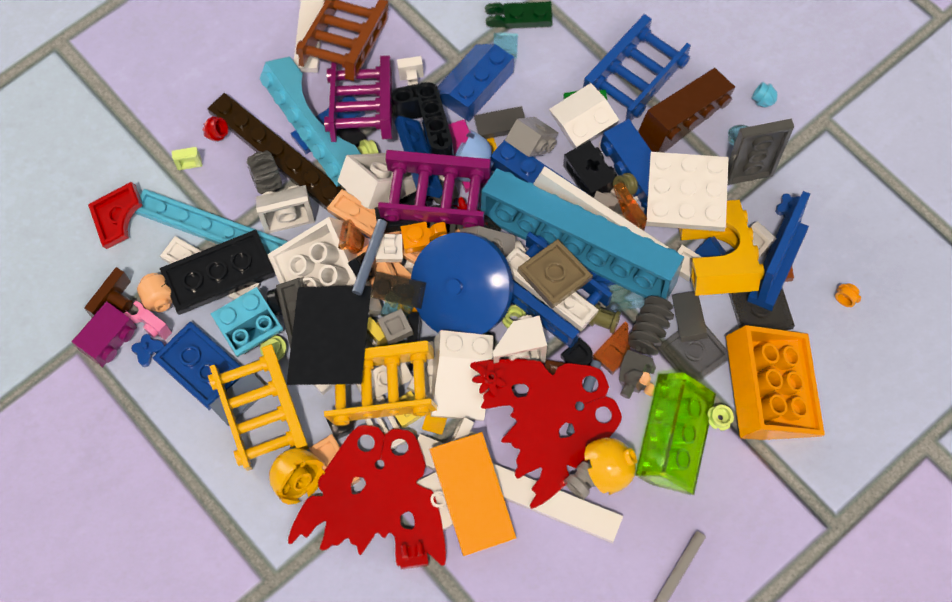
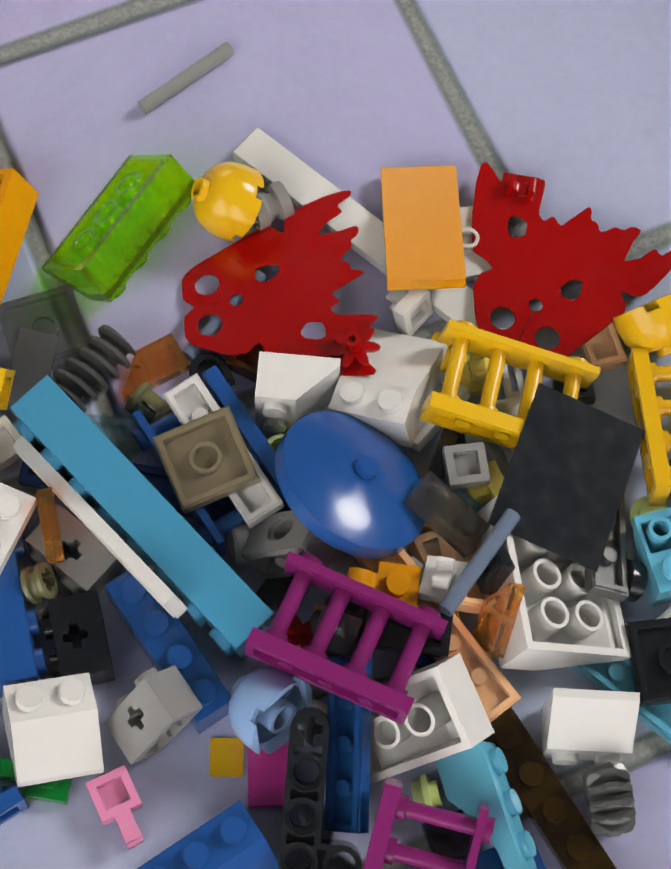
camera: 170 degrees left, 0 degrees up
(497, 122) = (189, 782): dark grey tile -> none
(535, 101) = (116, 800): none -> bright pink plate
(636, 374) = (140, 311): dark grey piece -> none
(726, 414) = (47, 223): yellowish green plate -> none

